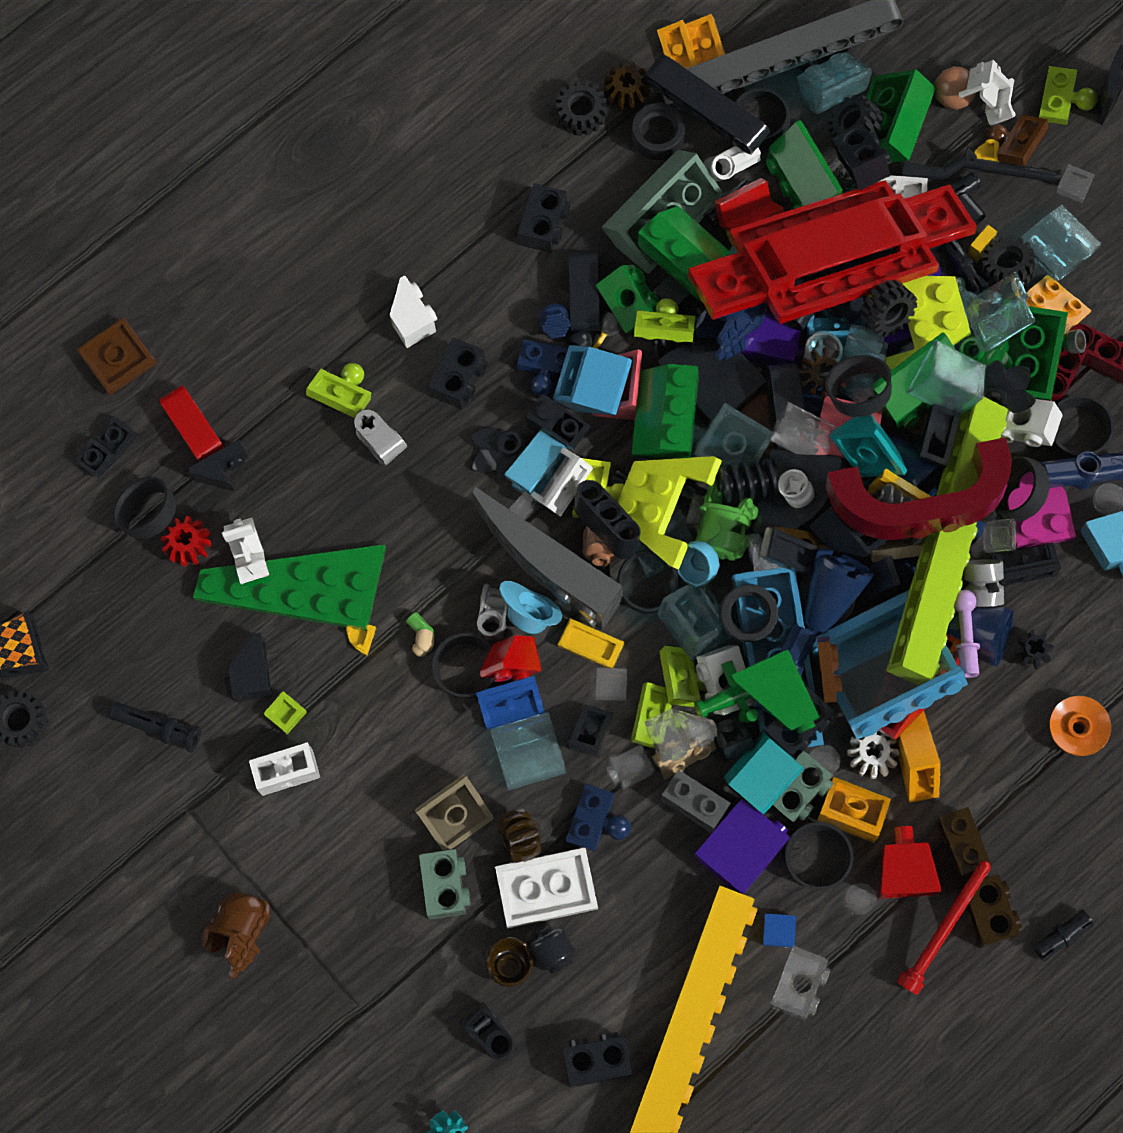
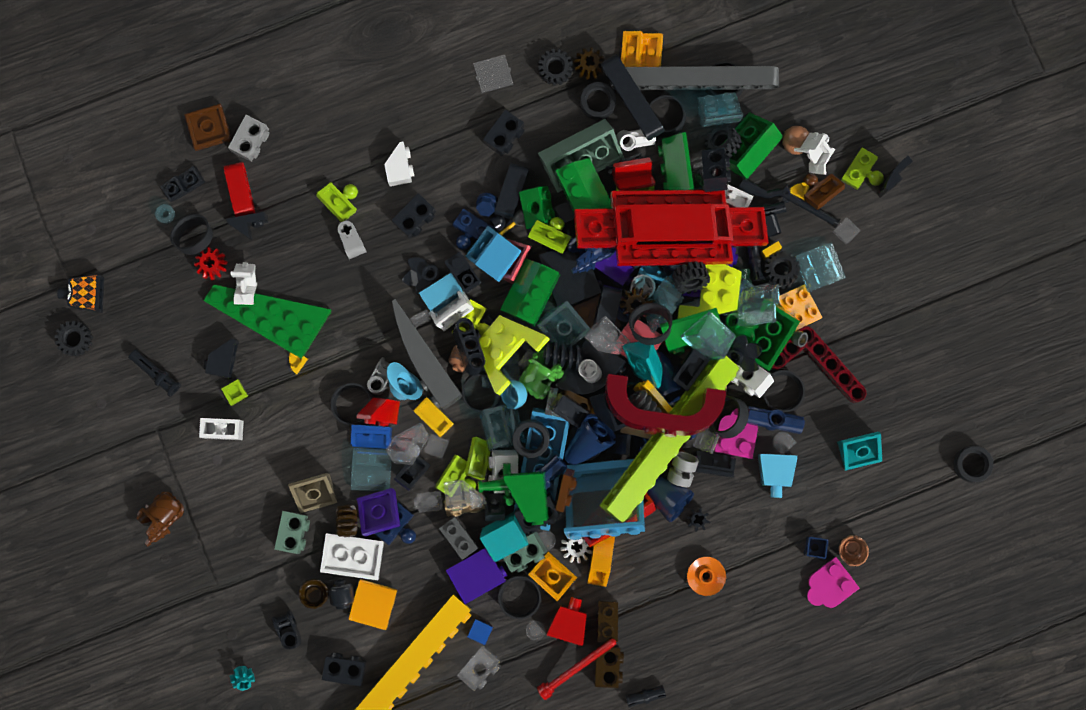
camera: 15 degrees right, 10 degrees up
(91, 489) = (159, 213): none -> clear light blue plate
(174, 350) = (244, 136): none -> light grey brick
(424, 636) = (335, 375): tan arm -> none
(496, 148) = (493, 73): none -> clear piece
(562, 806) = (378, 512): none -> dark purple plate
(569, 694) = (408, 444): none -> clear slope
(604, 948) = (373, 604): none -> light orange slope
(967, 650) = (653, 511): lavender pin -> none

